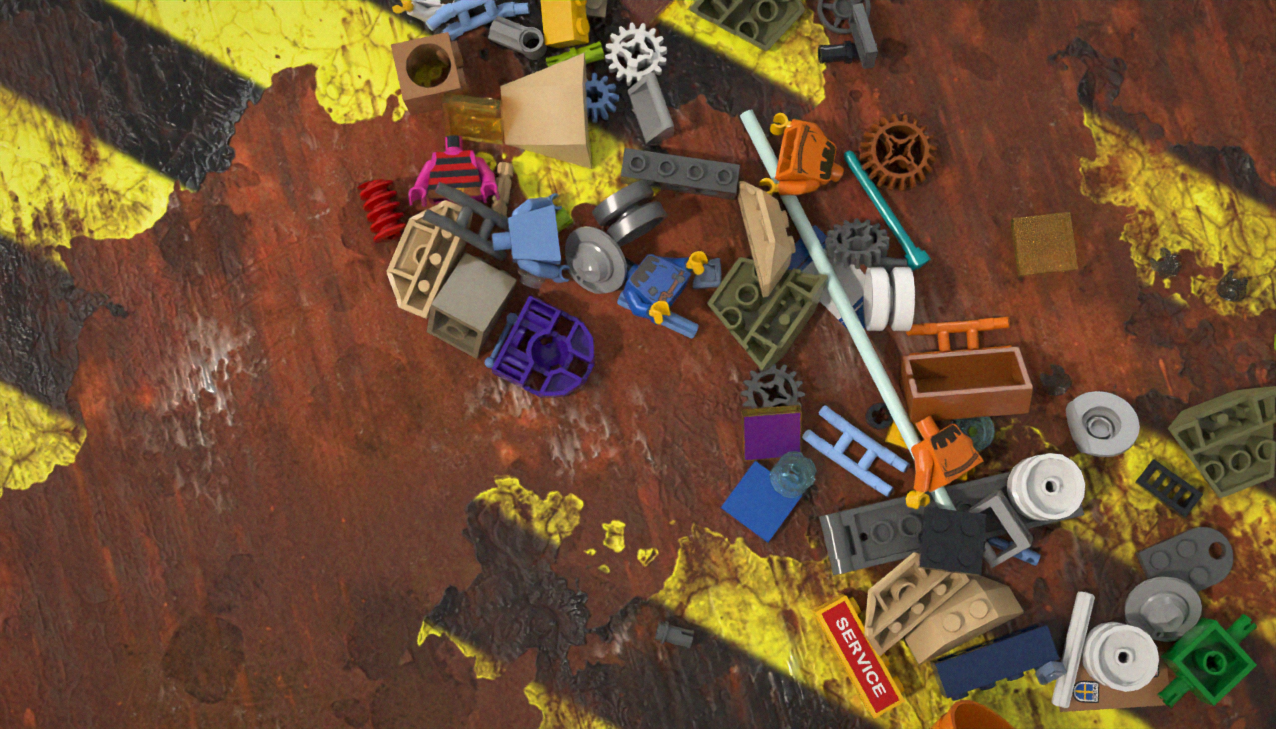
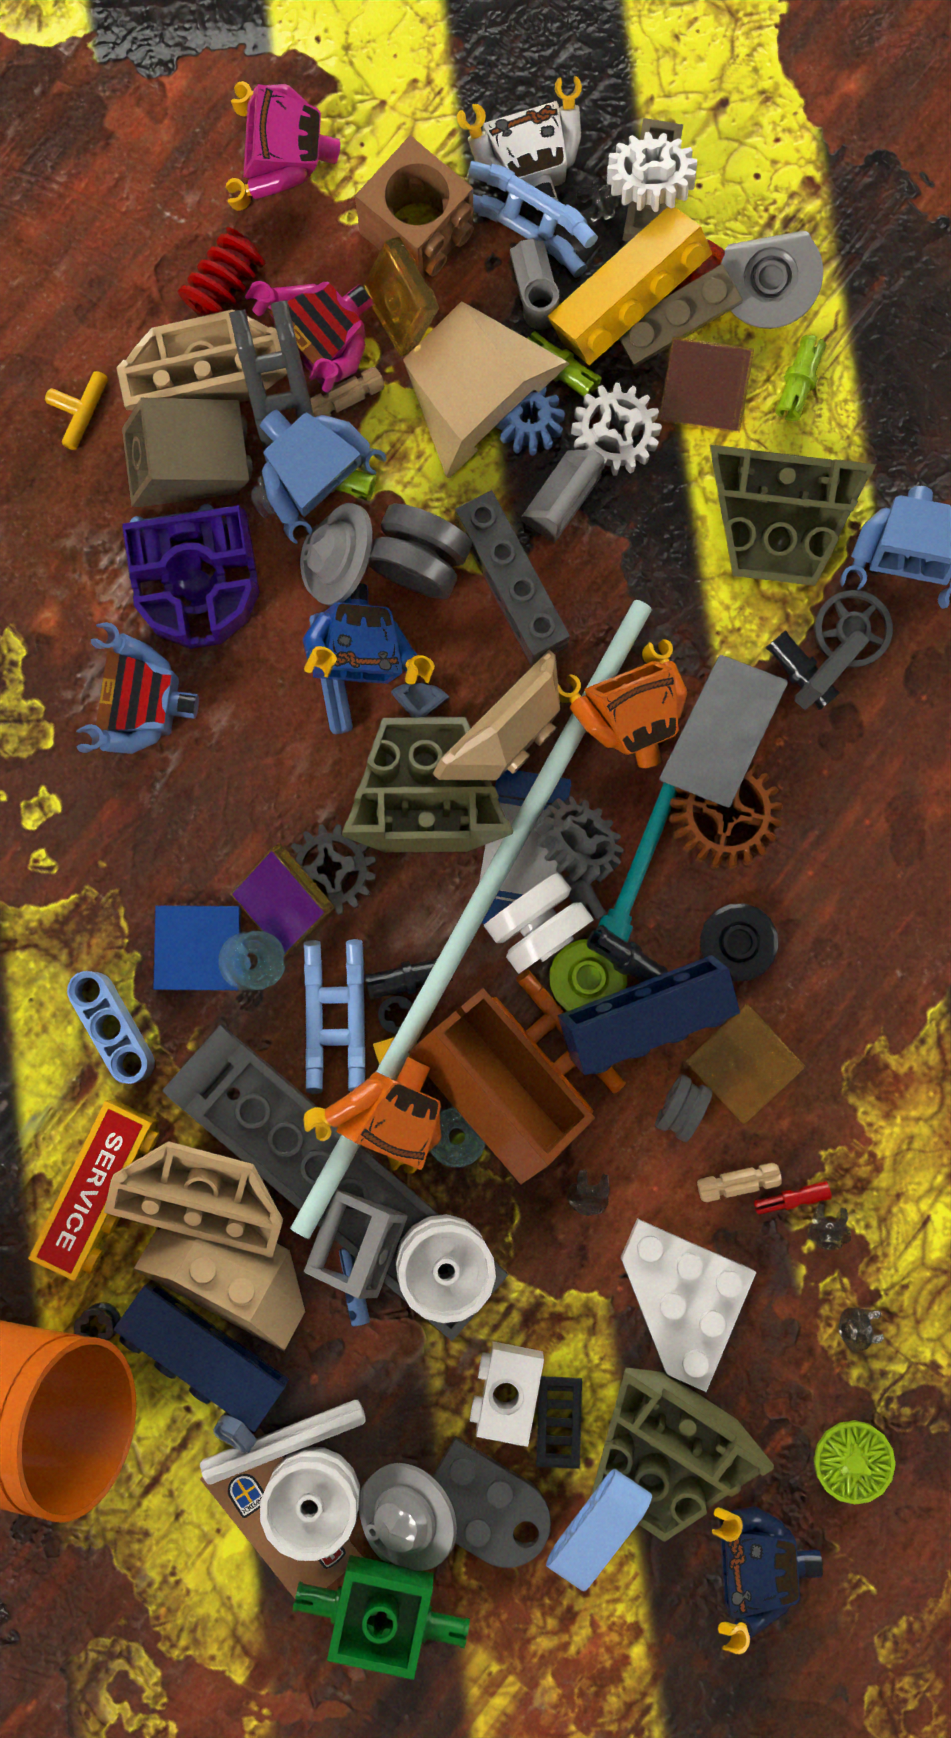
camera: 55 degrees right, 0 degrees up
(328, 120) = (279, 143): none -> dark pink torso
(398, 347) = (81, 409): none -> yellow piece
(594, 433) = (135, 697): none -> torso
(787, 584) = (94, 1014): none -> light blue beam
(852, 119) = (724, 731): none -> sticker
(862, 397) = (399, 979): none -> black pin
(936, 295) = (582, 976): none -> lime wheel
(937, 698) = (105, 1313): none -> black bush
(941, 265) = (625, 957): none -> black pin
(952, 541) = (295, 1199): black plate -> none
(973, 198) = (741, 940): none -> black wheel
(982, 275) = (649, 1015): none -> dark blue brick
(1046, 294) = (684, 1108): none -> dark grey wheel
(1102, 424) = (577, 1286): light grey hat -> none
(1106, 294) = (739, 1182): none -> tan axle
(1136, 272) = (791, 1199): none -> red pin
(1149, 371) = (686, 1299): none -> white plate
(1150, 510) = (509, 1420): none -> white brick
(1244, 507) = (599, 1530): none -> light blue beam

